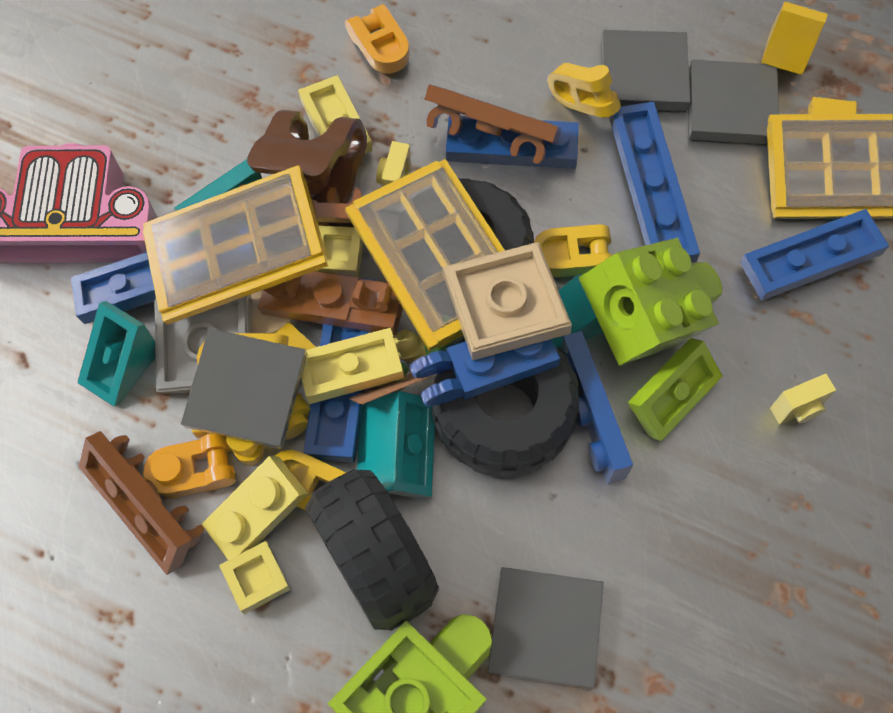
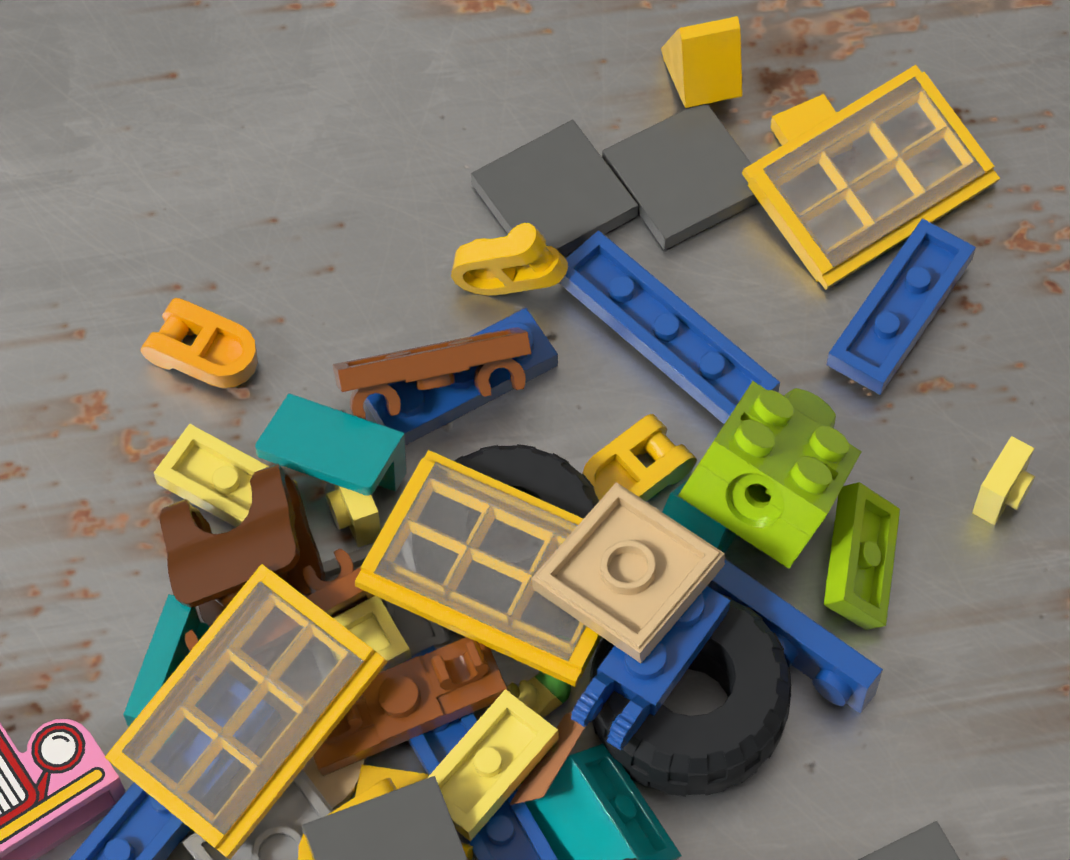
camera: 35 degrees left, 5 degrees down
(401, 129) = (334, 446): none -> teal panel

